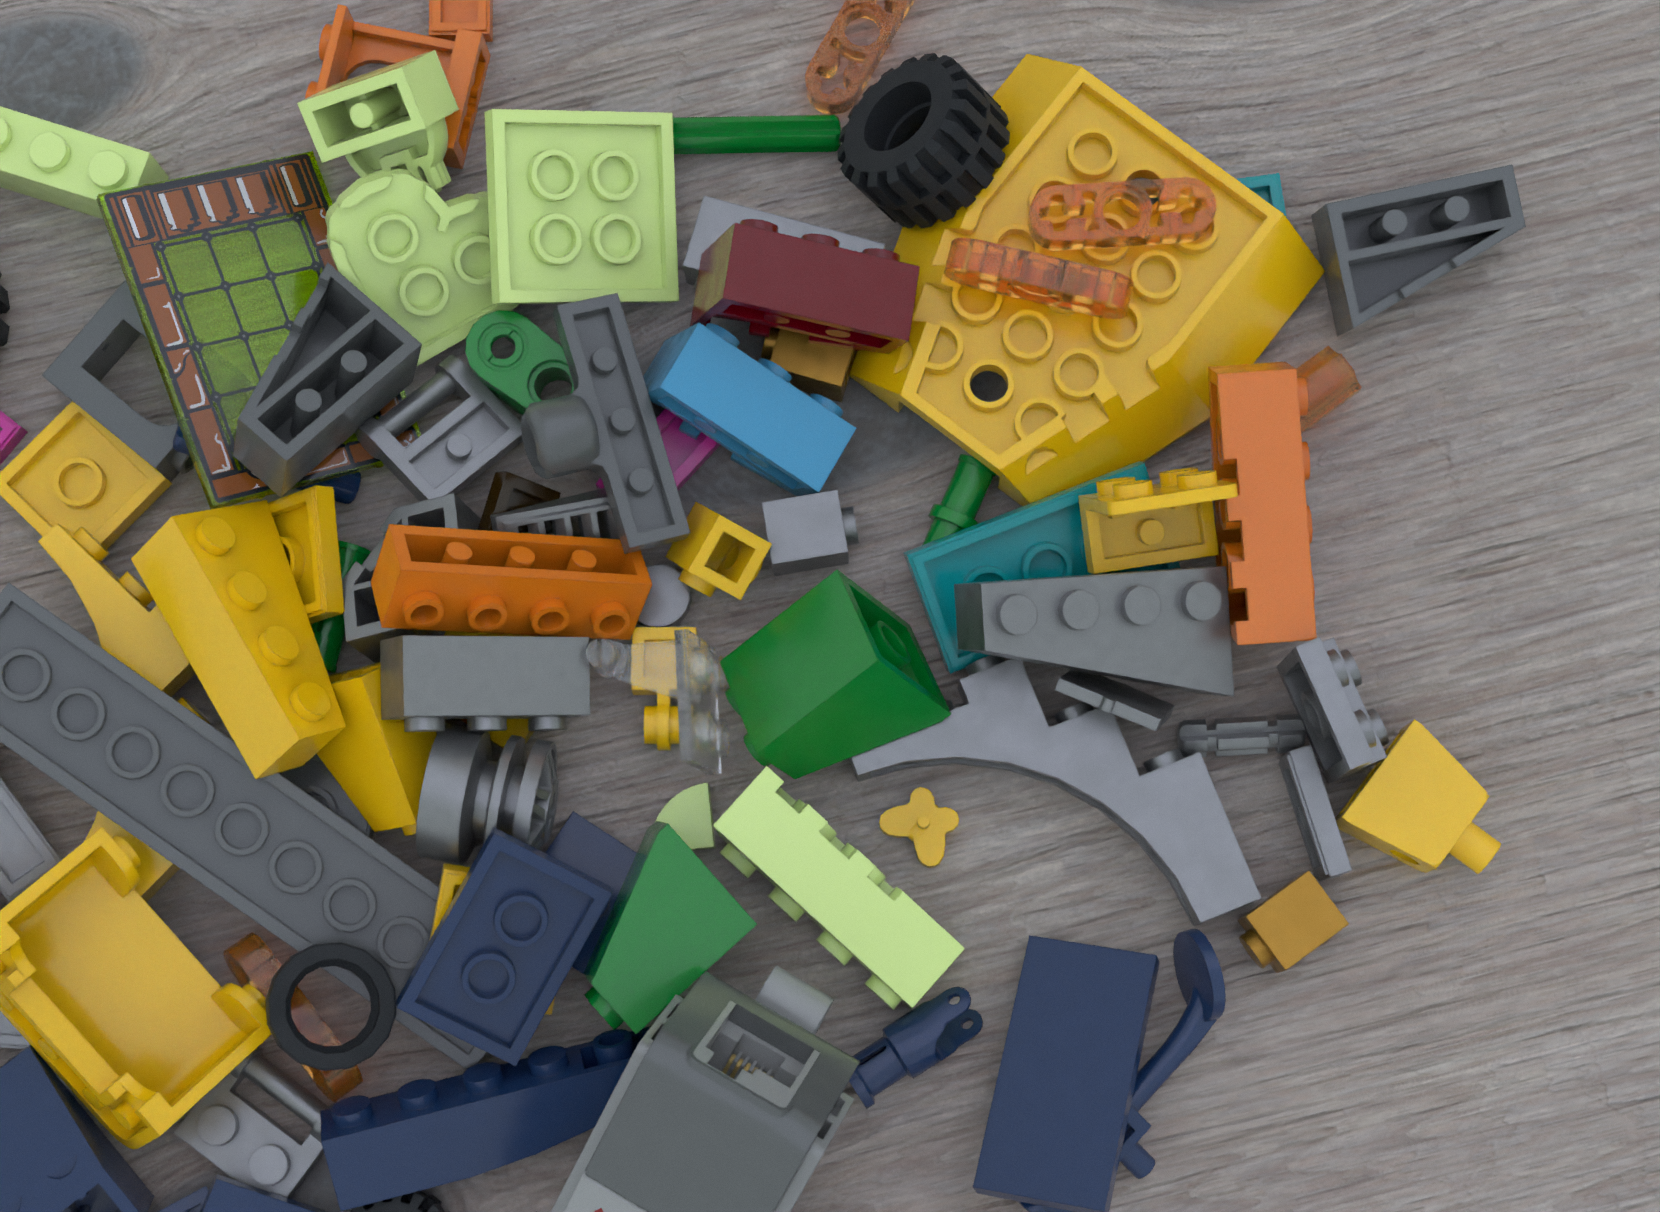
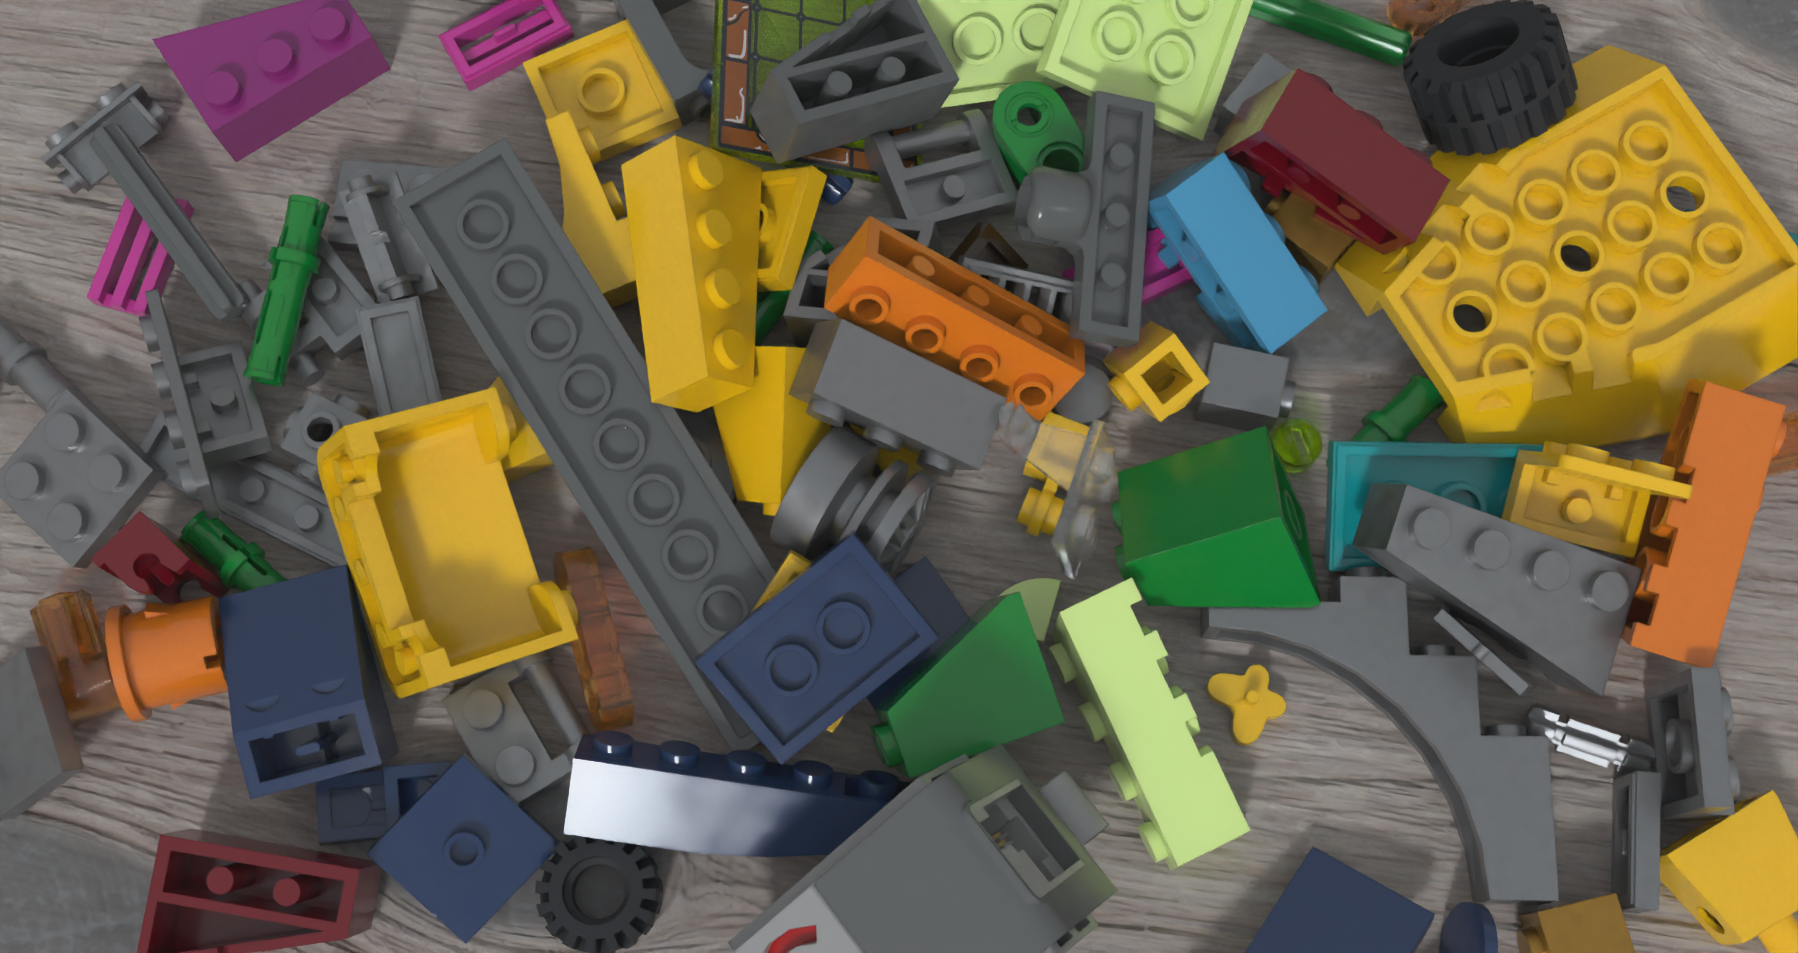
camera: 20 degrees right, 5 degrees down
(371, 1036) = (685, 637): black tyre -> none
(868, 574) = (1288, 448): none -> clear neon green hinge
(915, 1043) = (1166, 903): dark blue piece -> none
(1039, 278) = (1560, 234): clear orange beam -> none
(1170, 225) = (1699, 238): clear orange beam -> none

